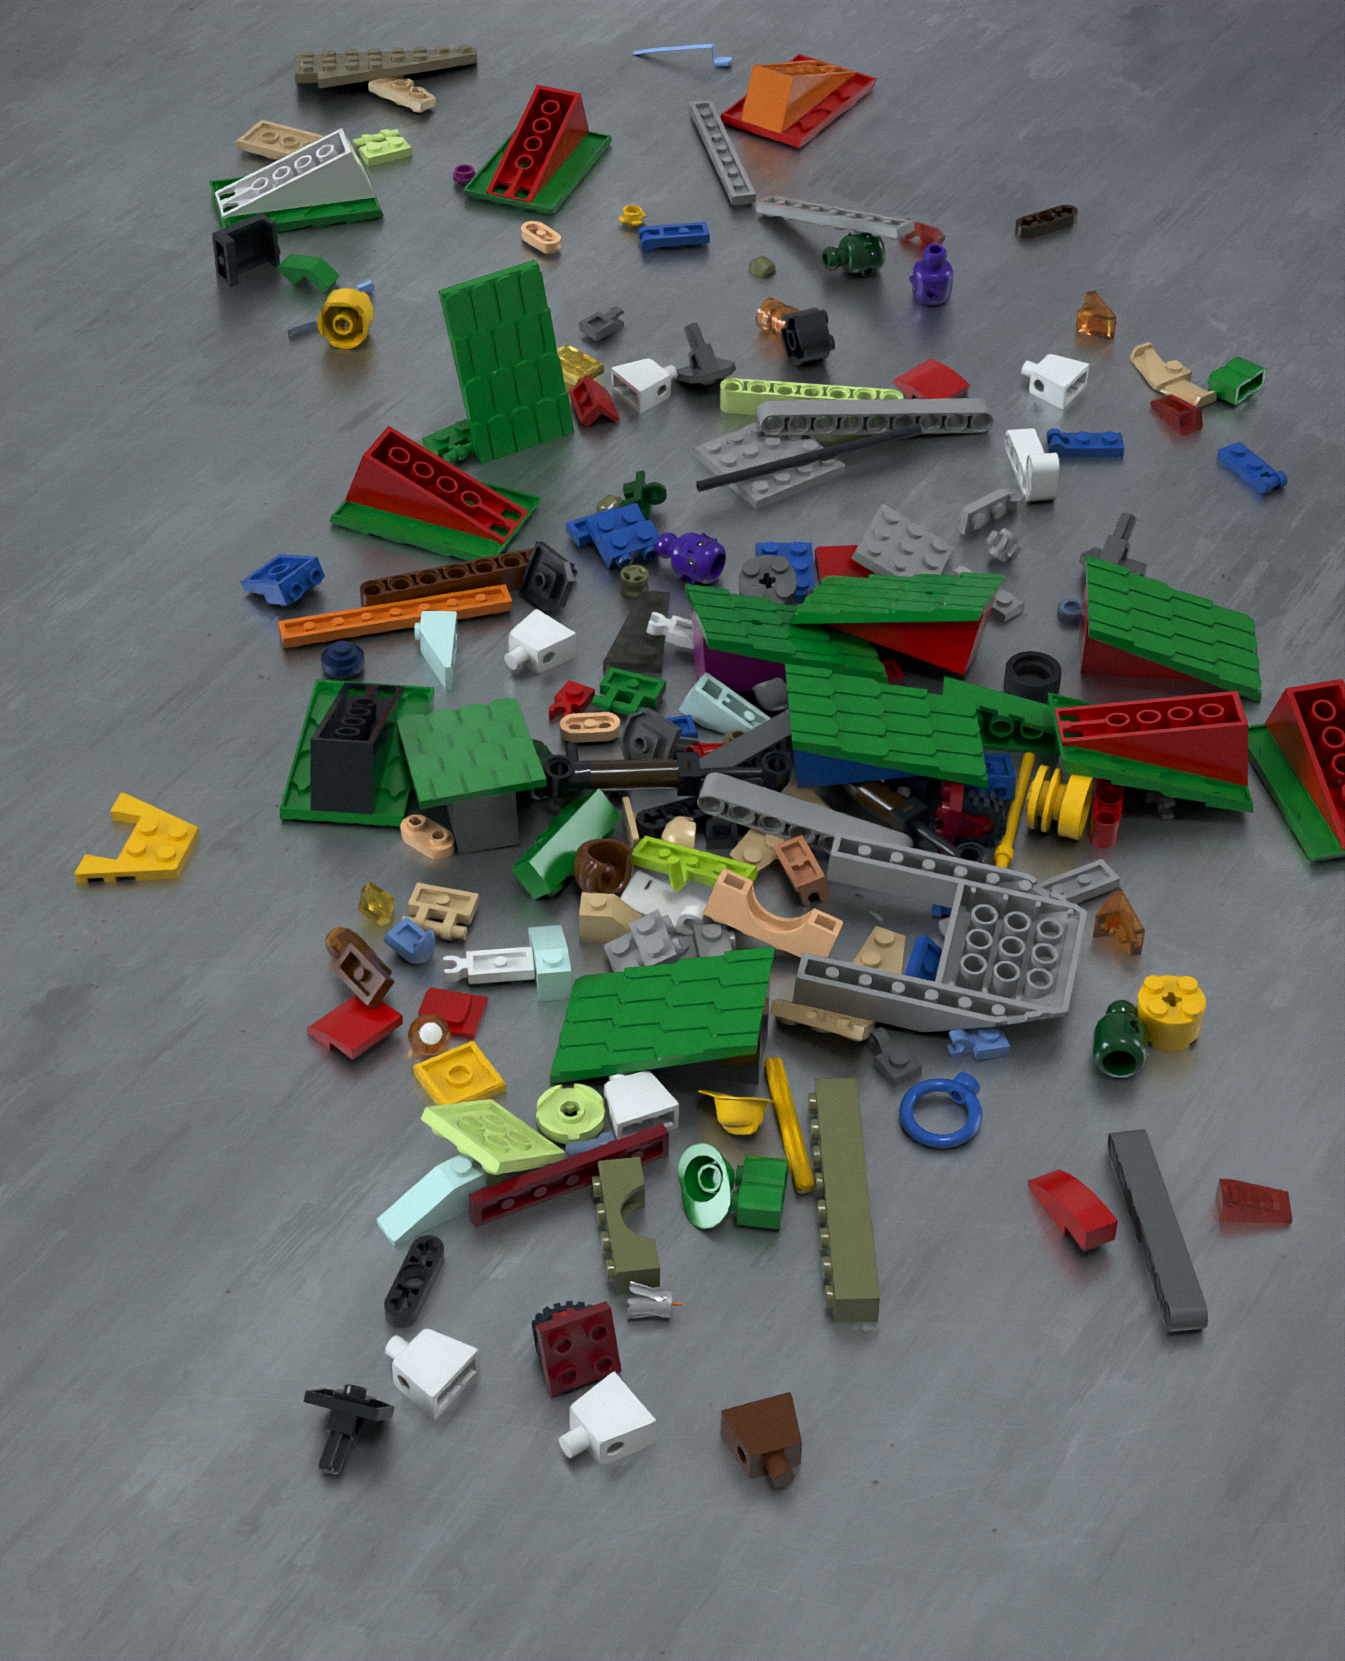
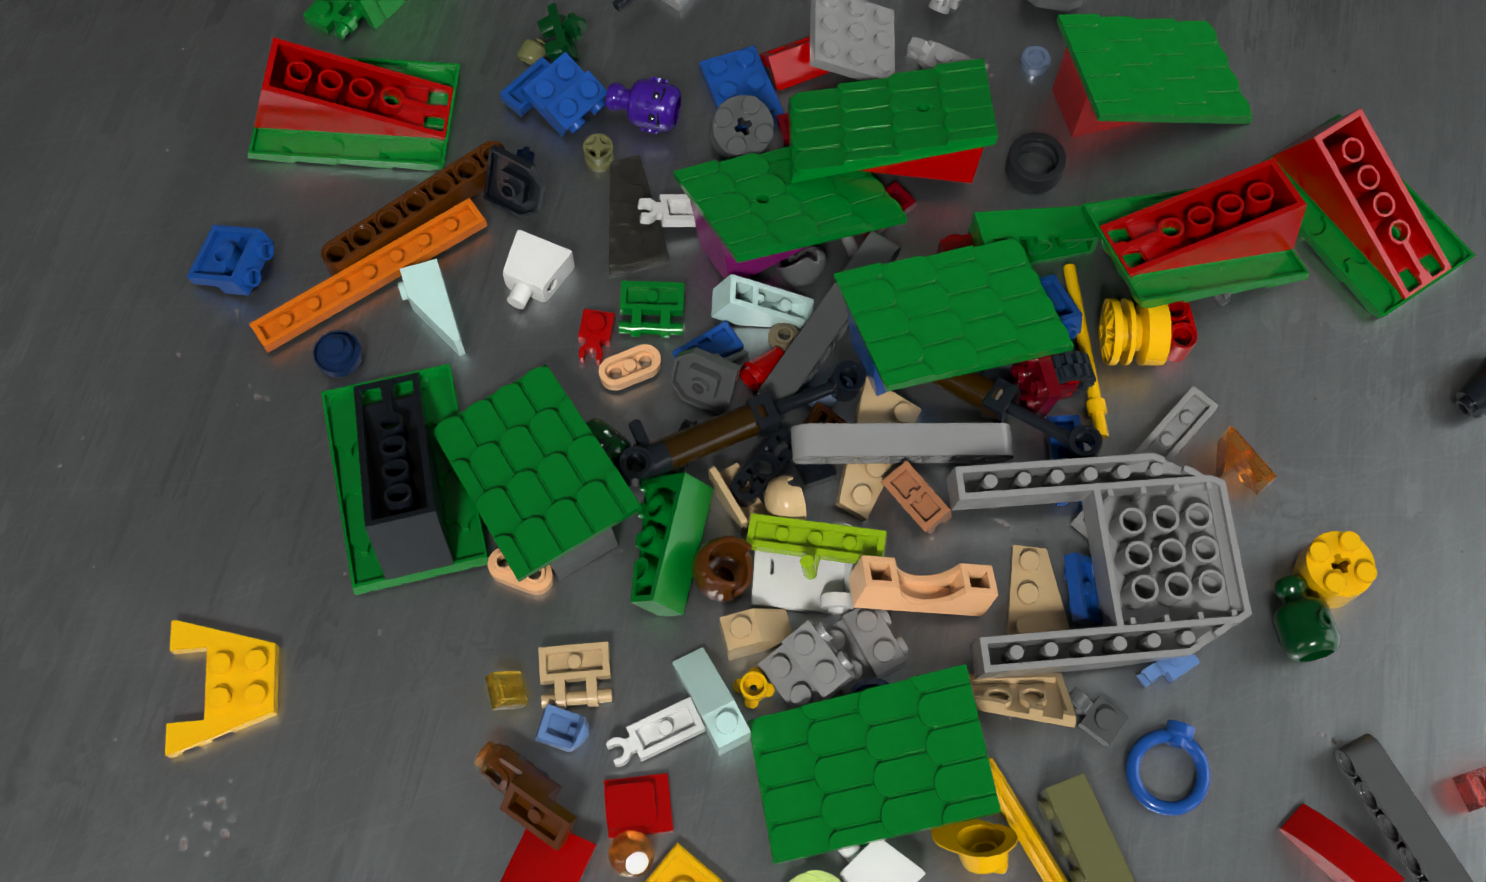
camera: 20 degrees left, 25 degrees up
(591, 960) = (753, 677): none -> yellow plate

